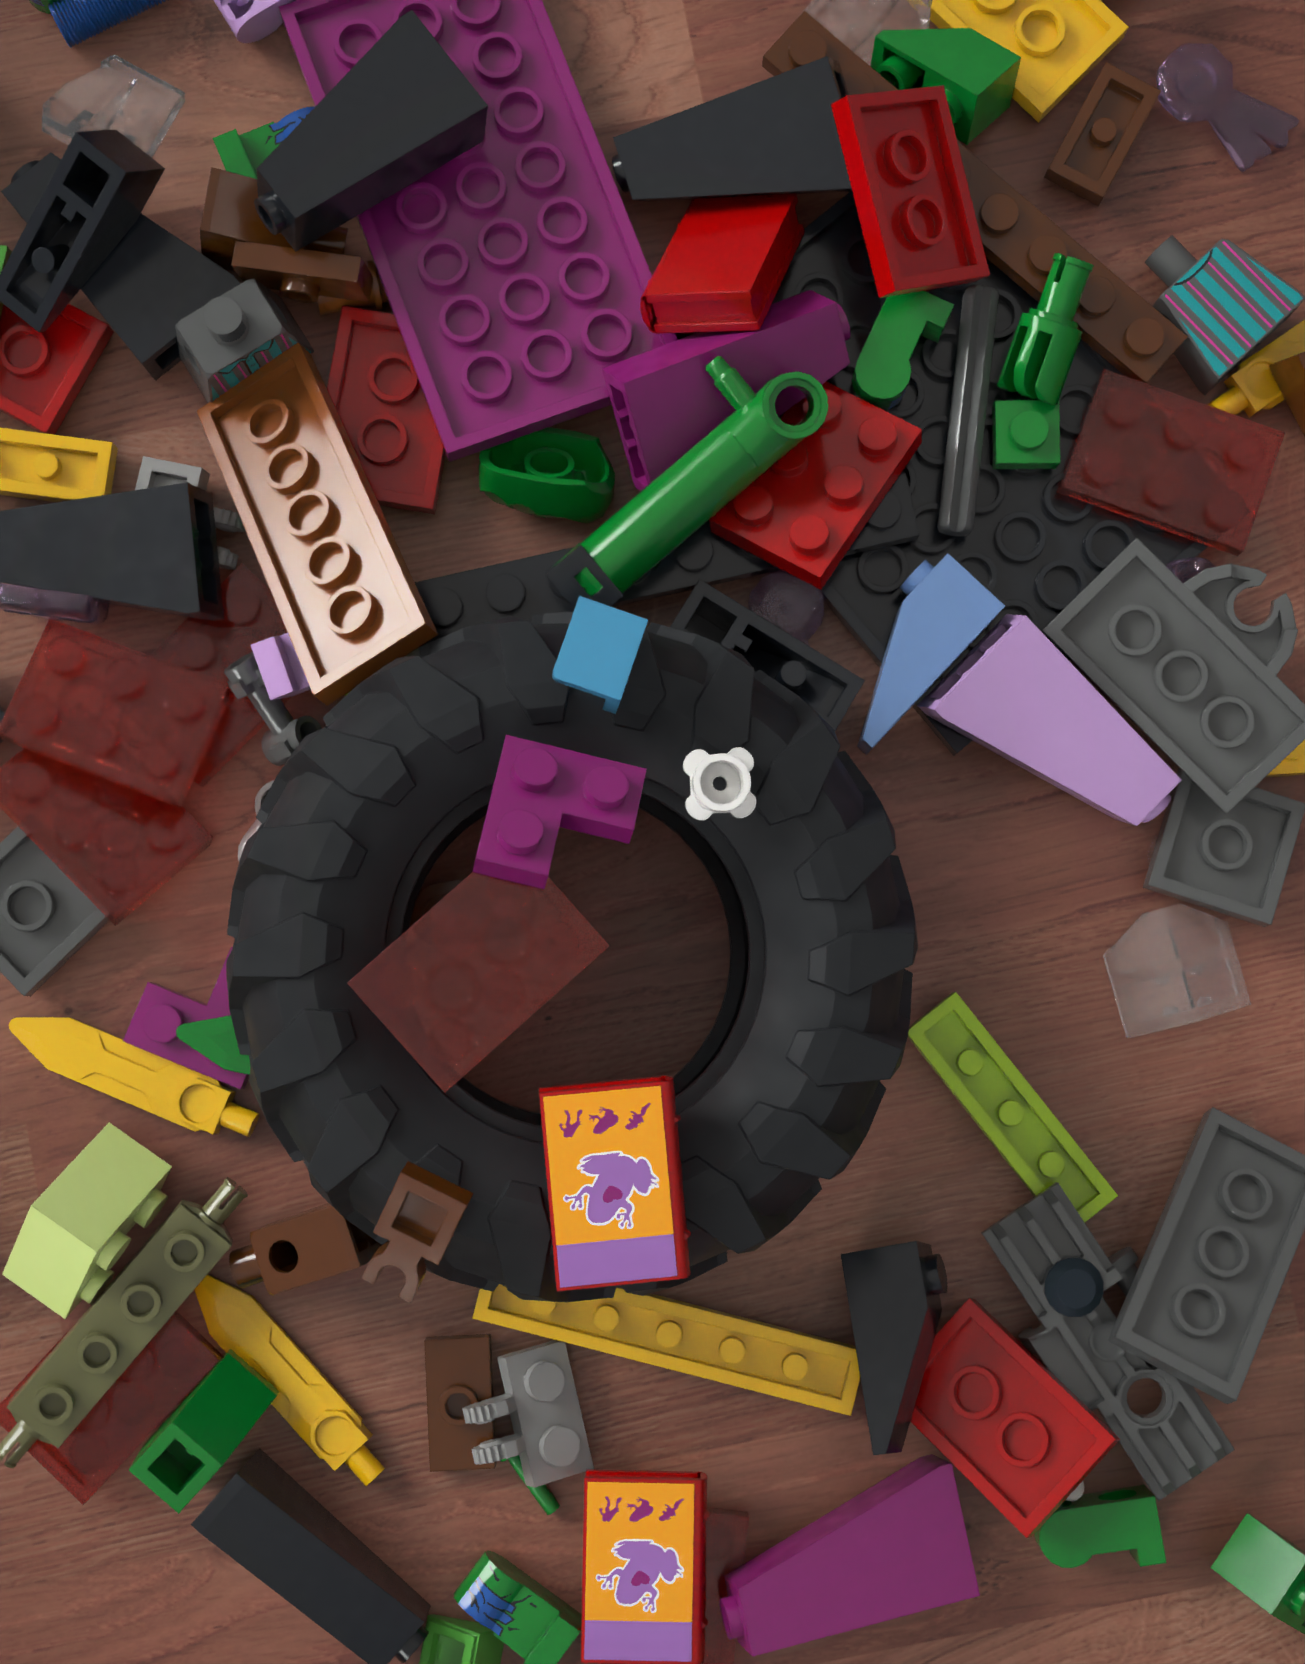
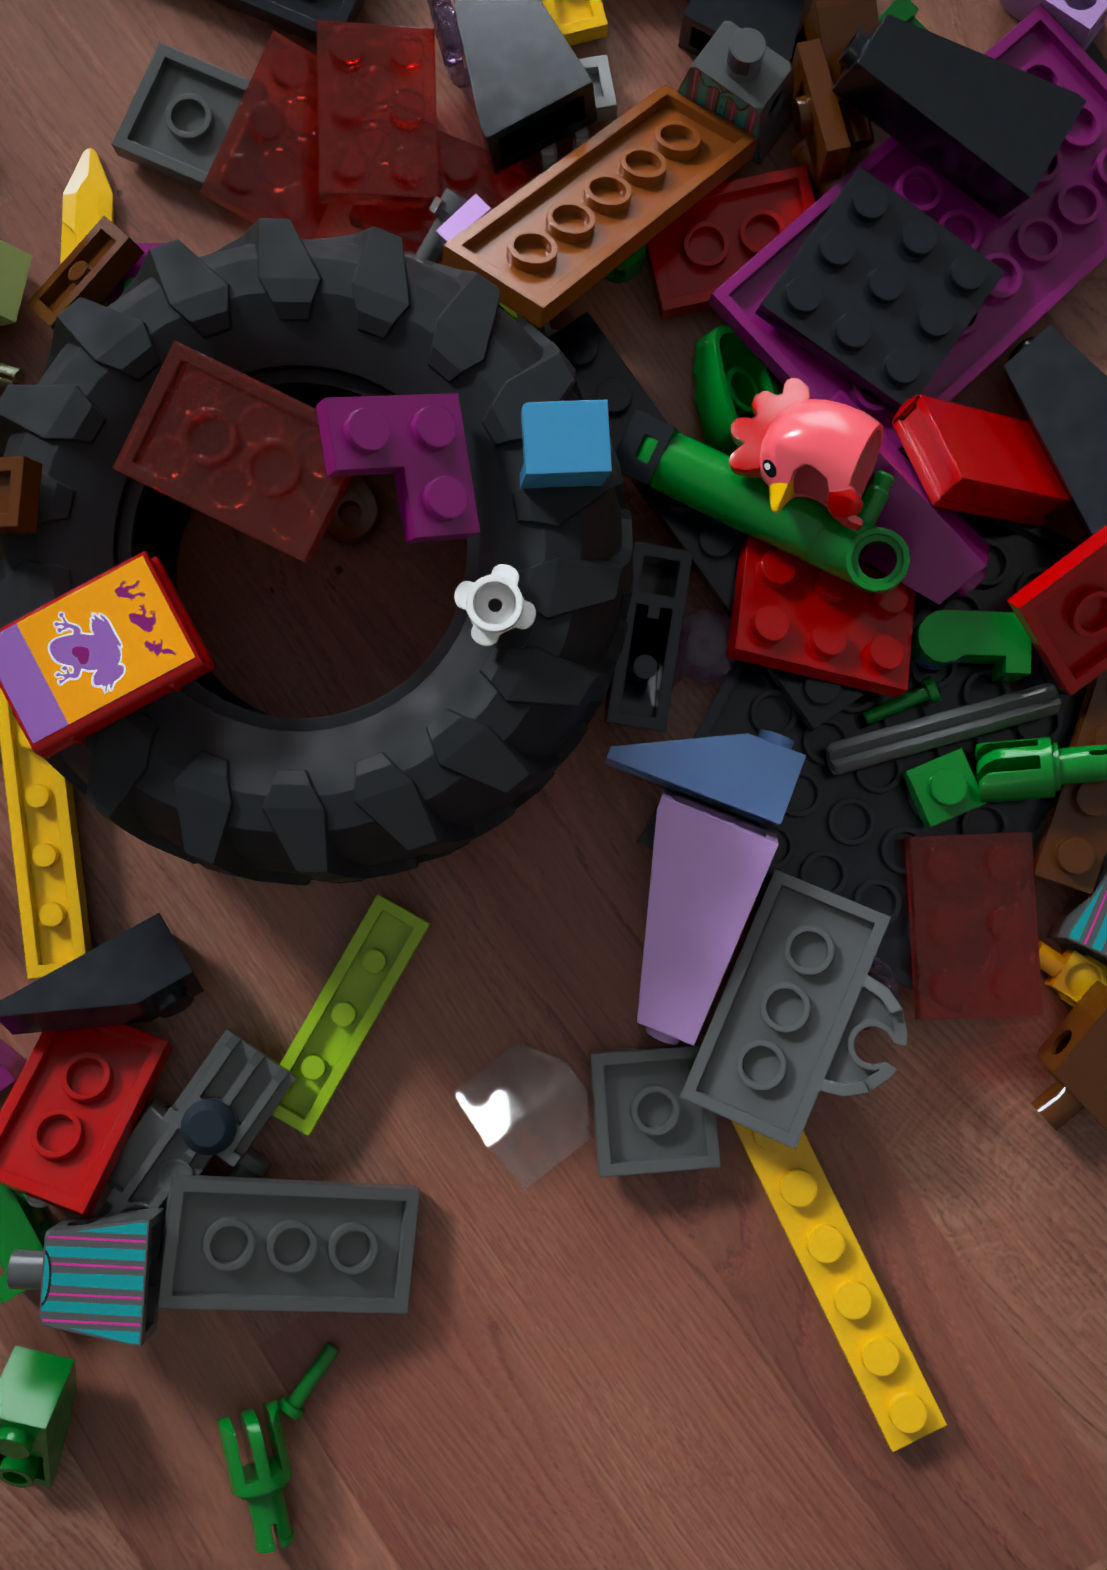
camera: 60 degrees right, 0 degrees up
(156, 1077) = (88, 271): none -> reddish brown plate
(514, 289) = (879, 291): none -> black plate
(661, 427) = (808, 450): none -> coral piece
(925, 408) = (928, 691): none -> green piece
(1178, 1449) = (97, 1275): none -> dark grey torso

